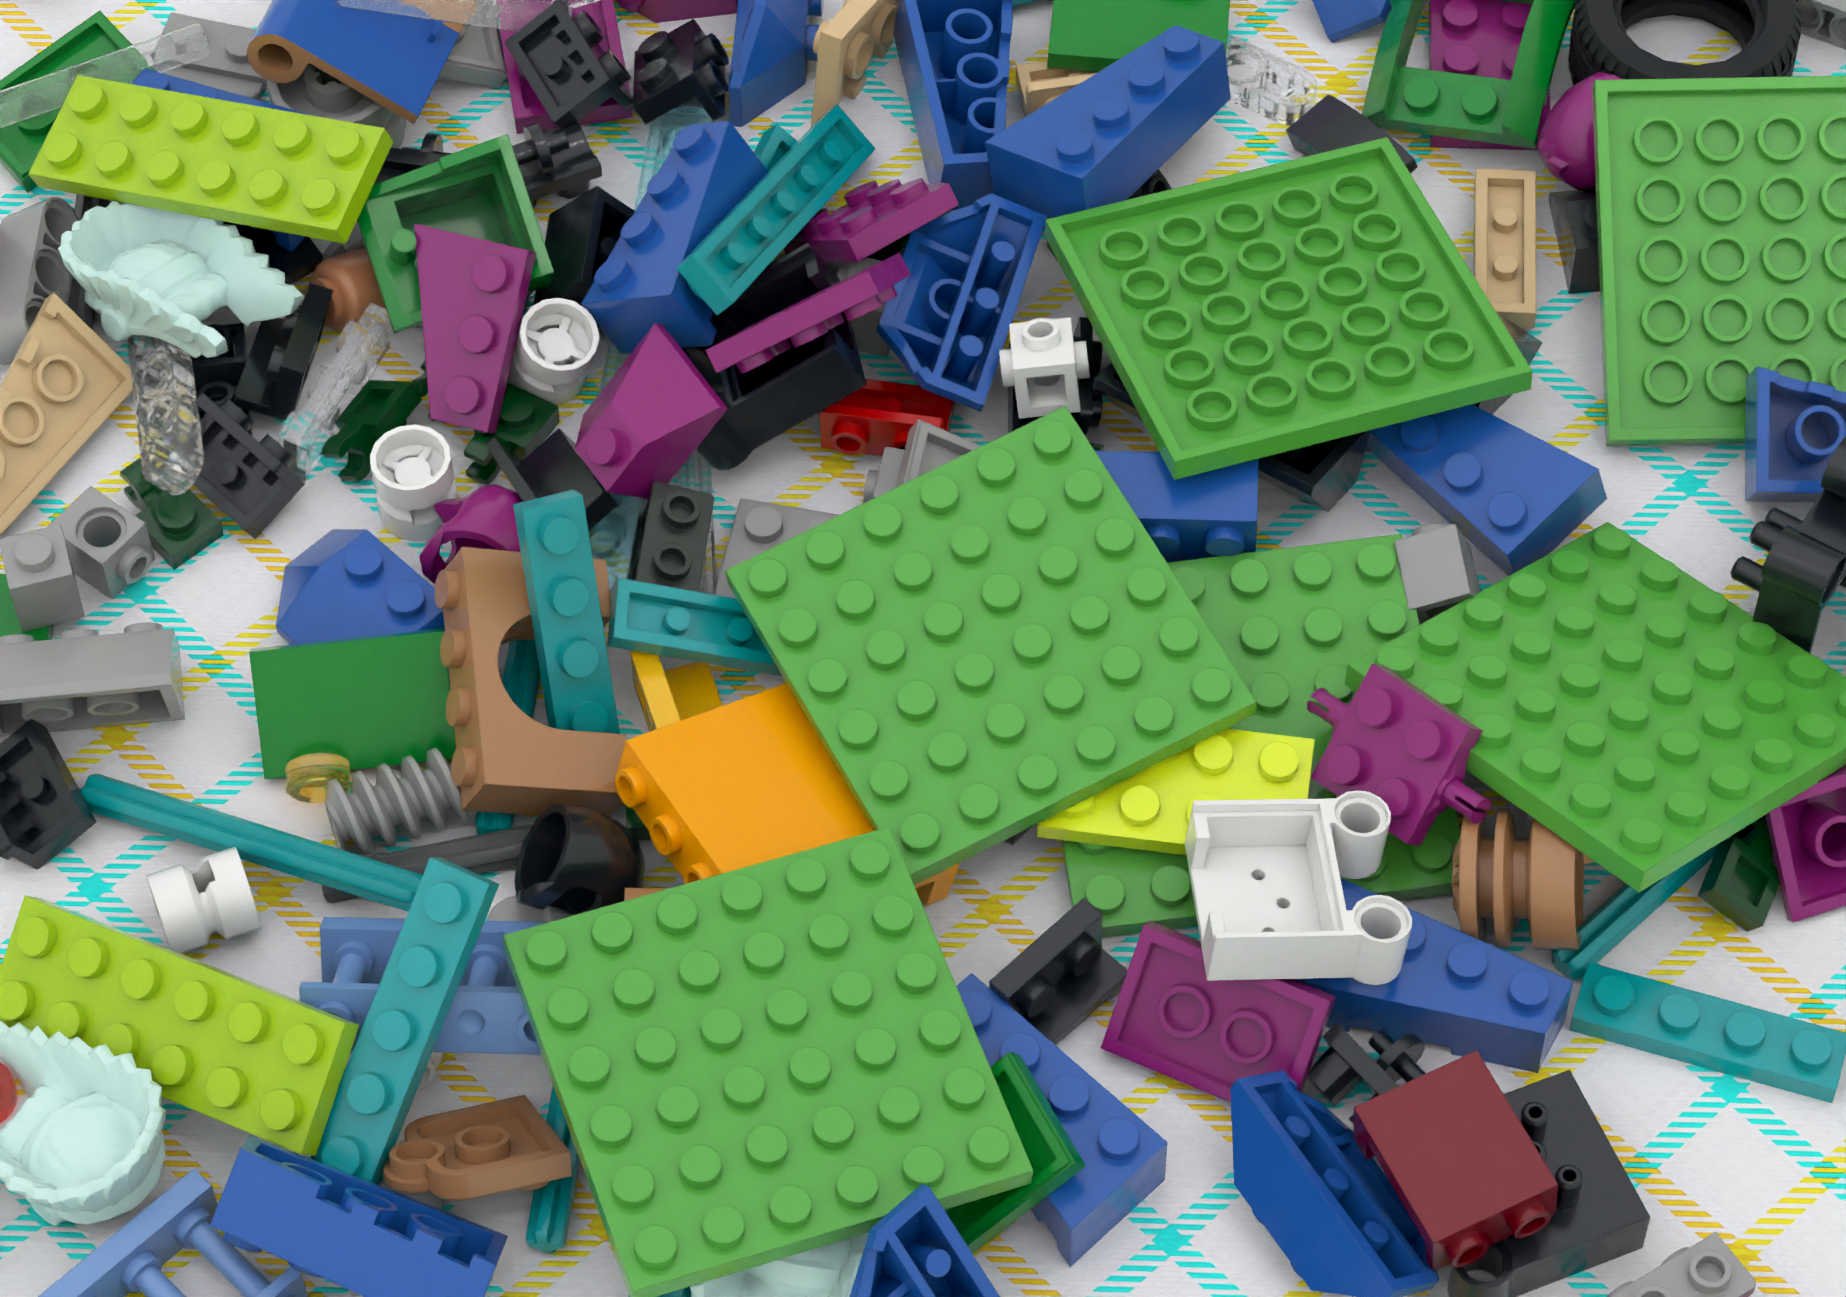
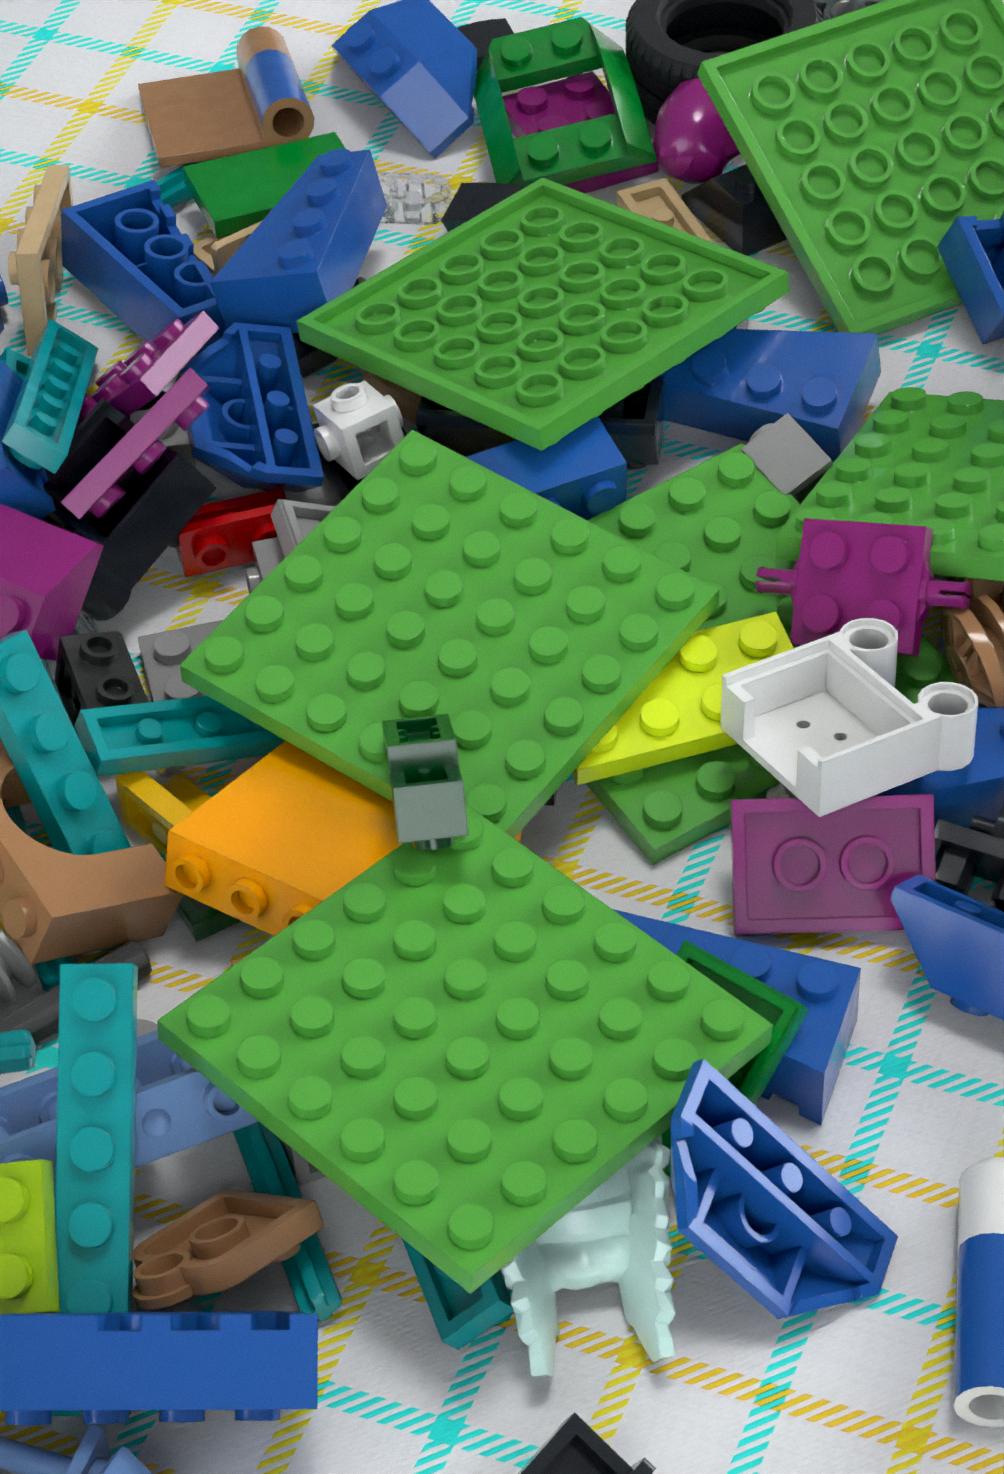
camera: 25 degrees left, 10 degrees down
(577, 861) = (173, 955): black piece -> none
(854, 792) = (425, 781): none -> slope
(1061, 974) = (667, 878): black bracket -> none

